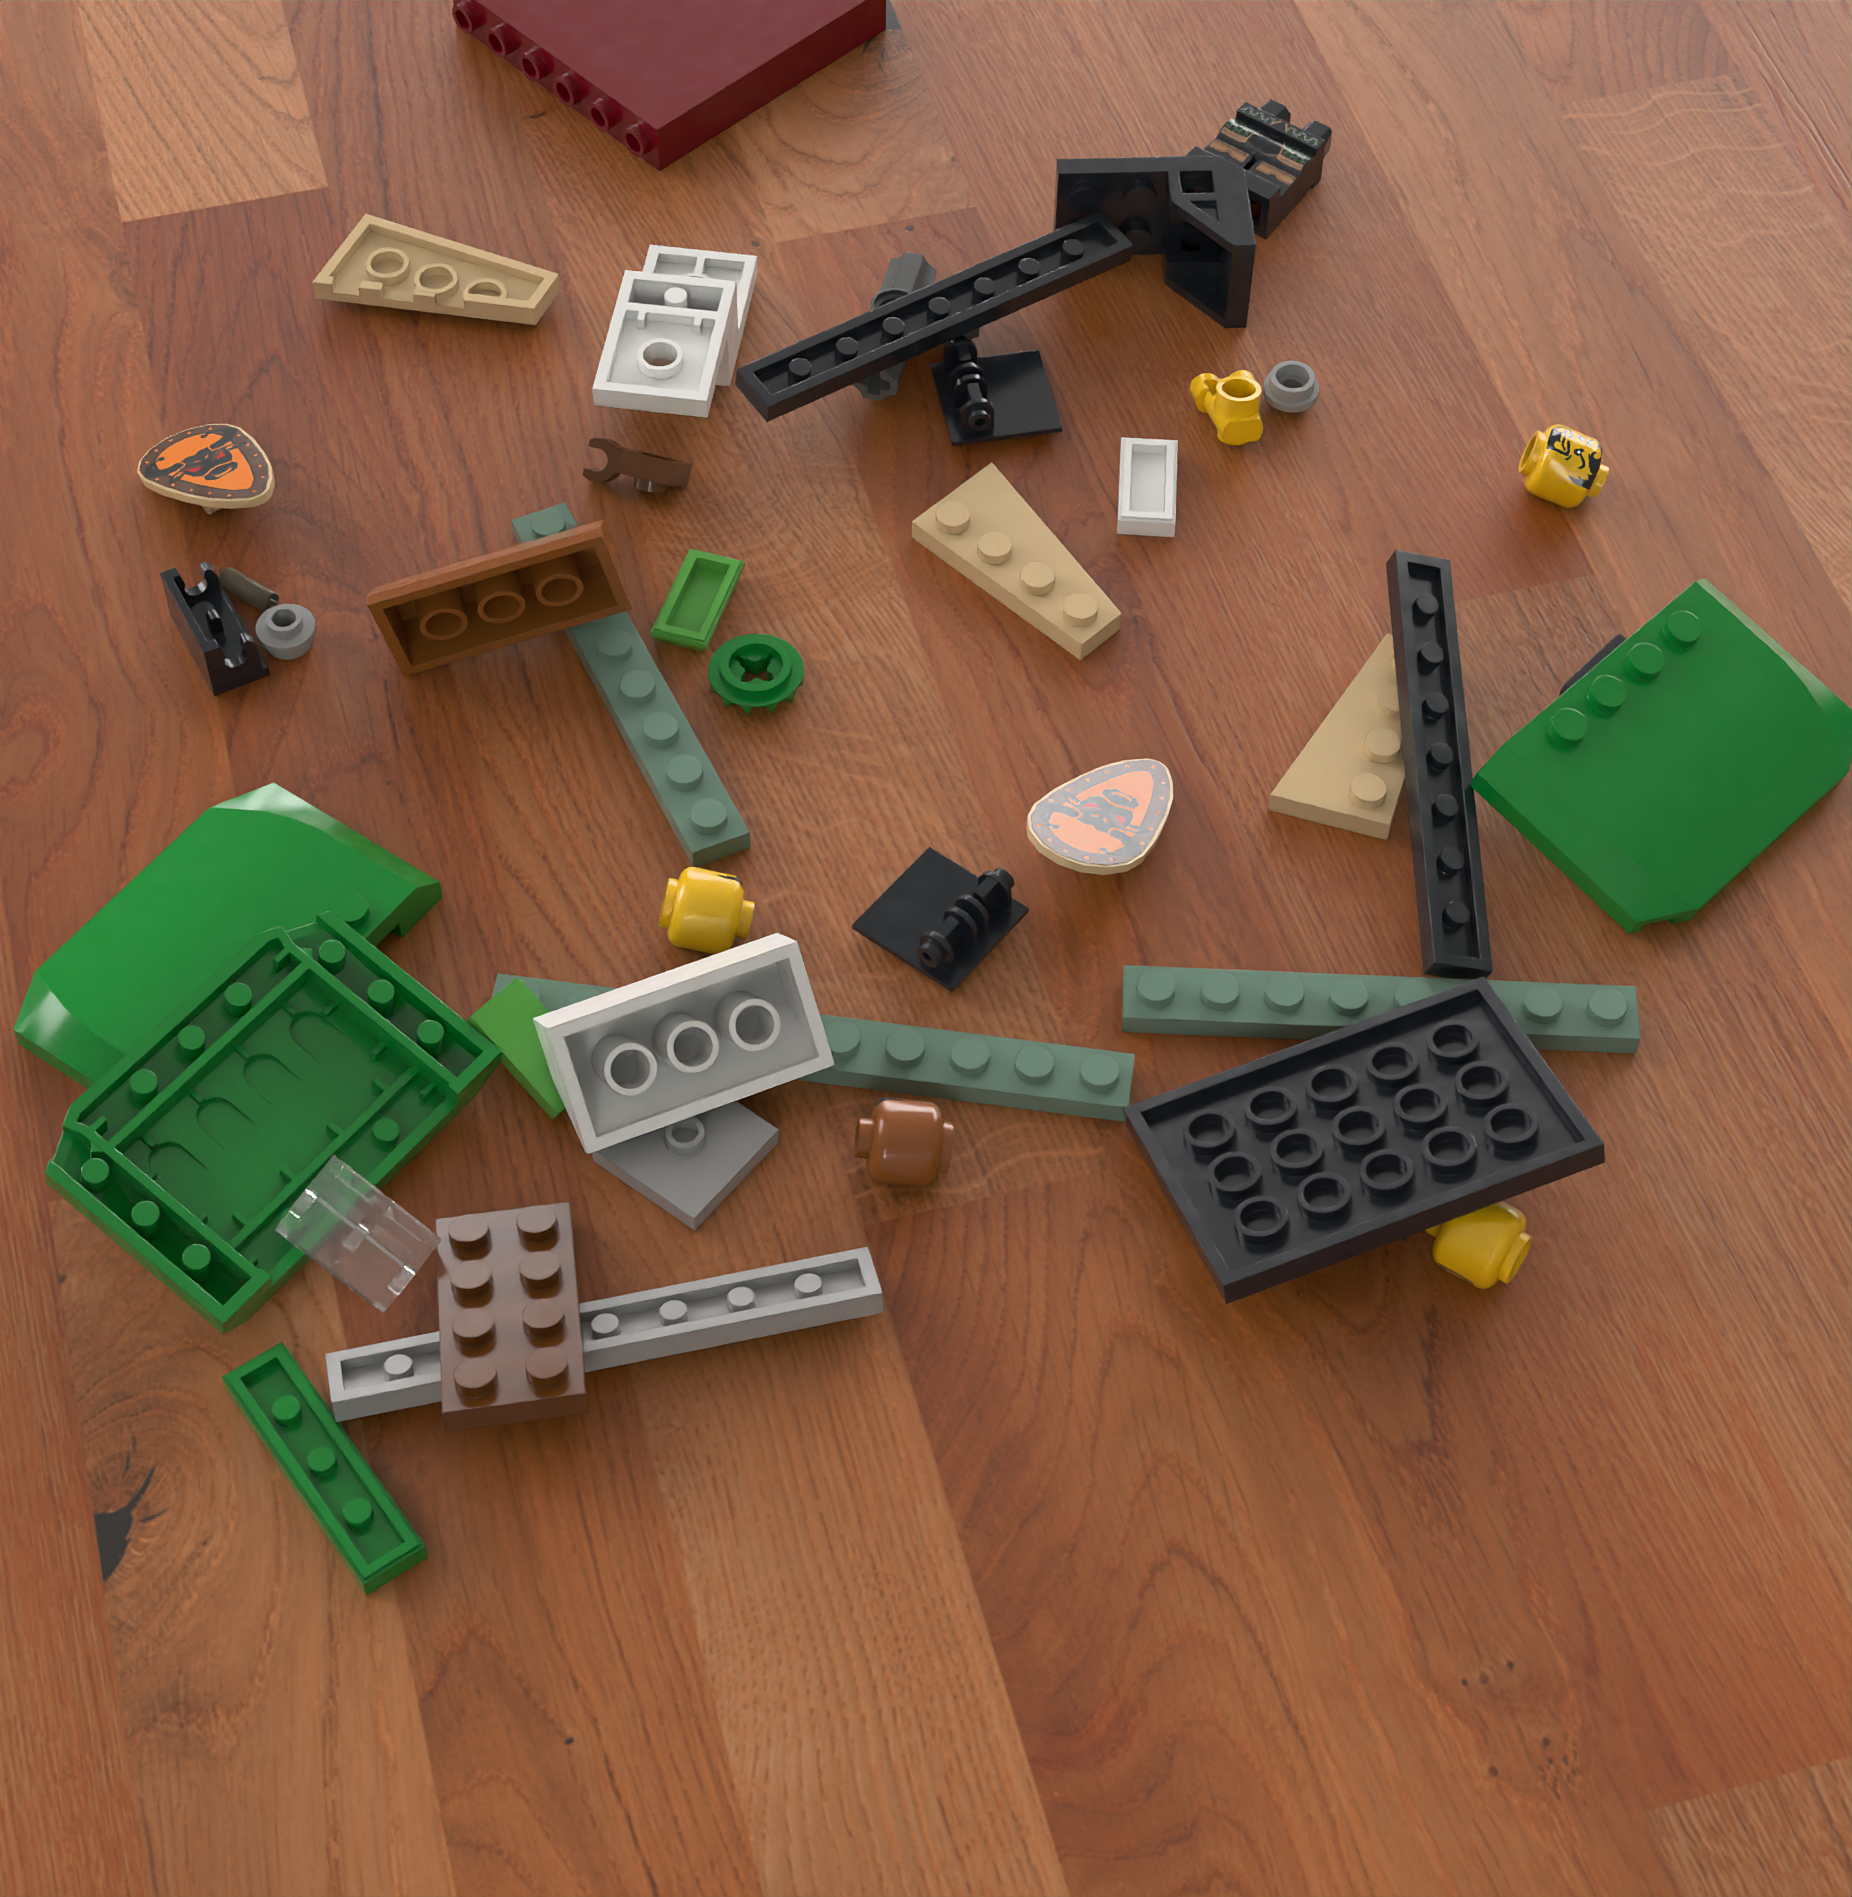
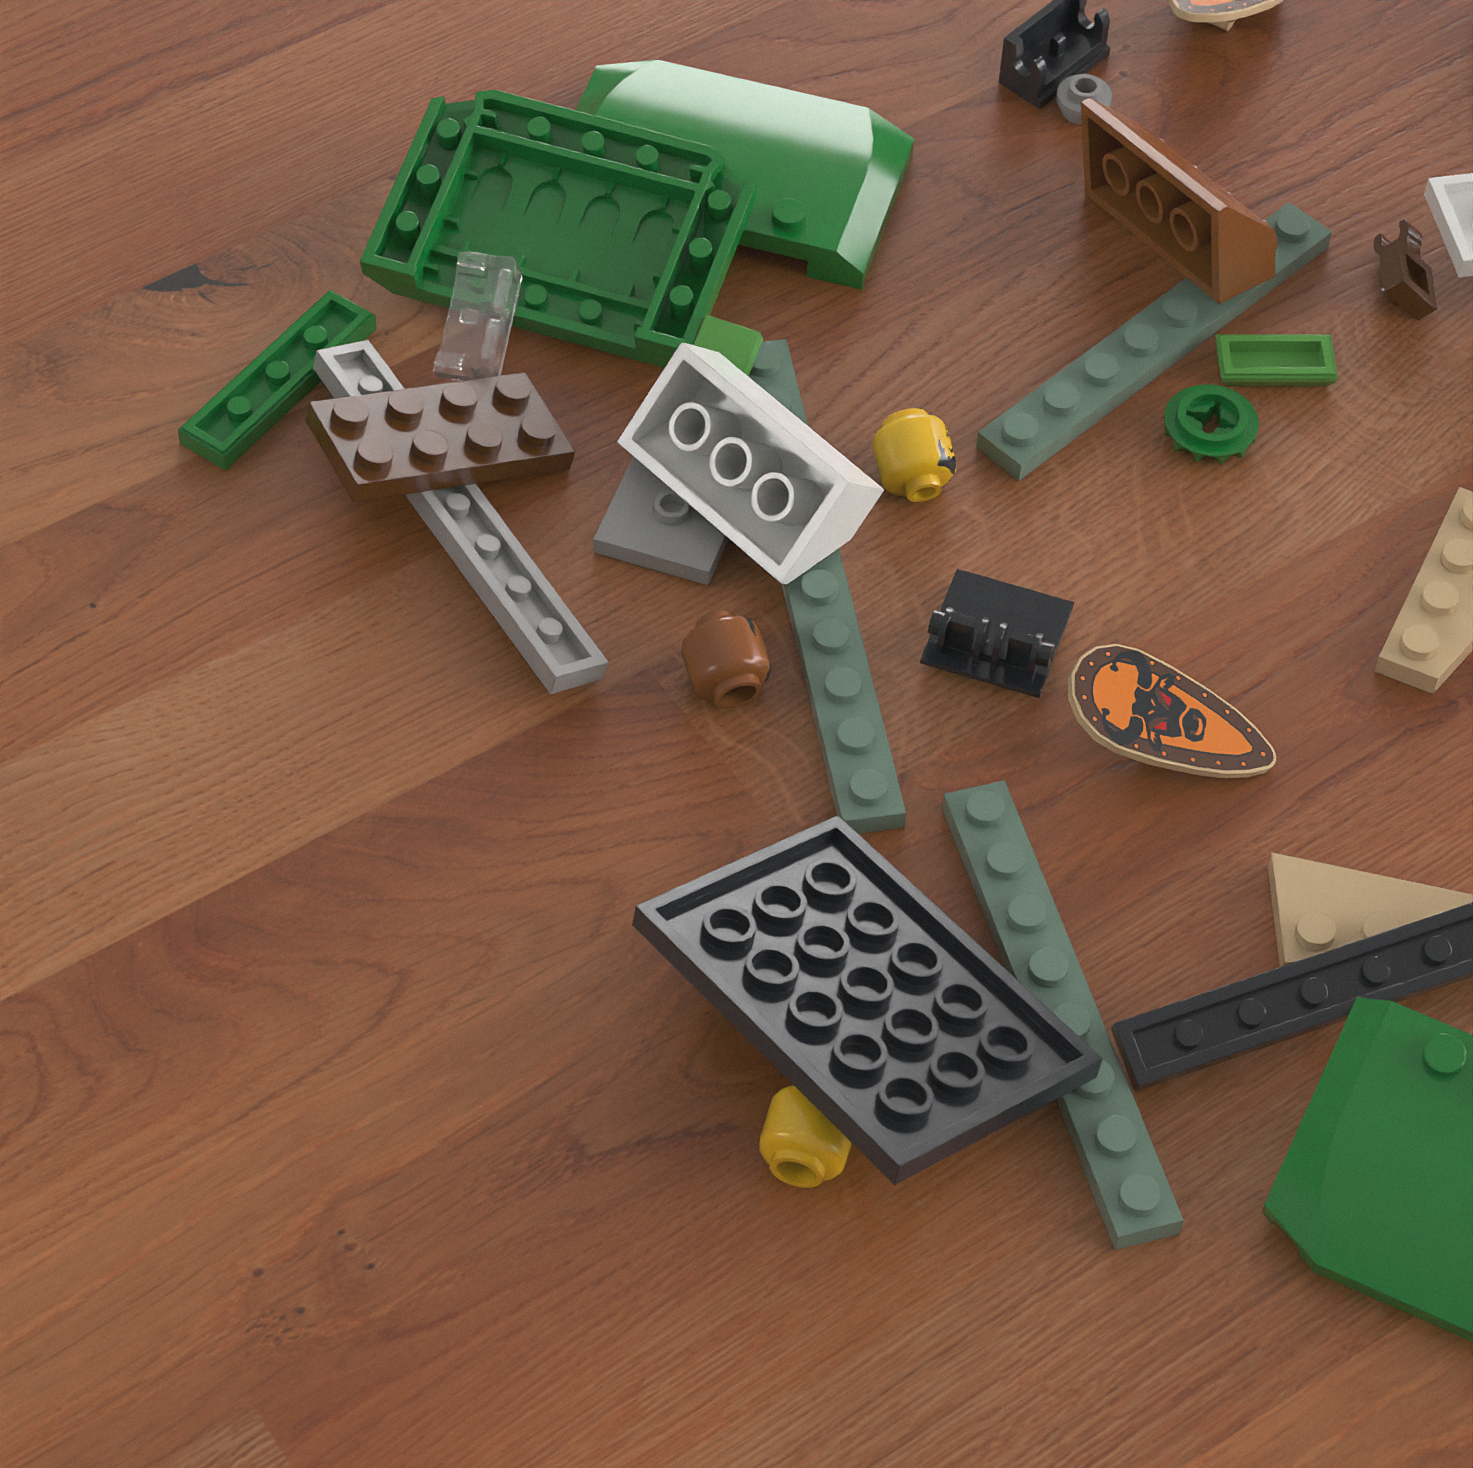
camera: 70 degrees right, 0 degrees up
(247, 589) = (1117, 61): dark tan piece -> none

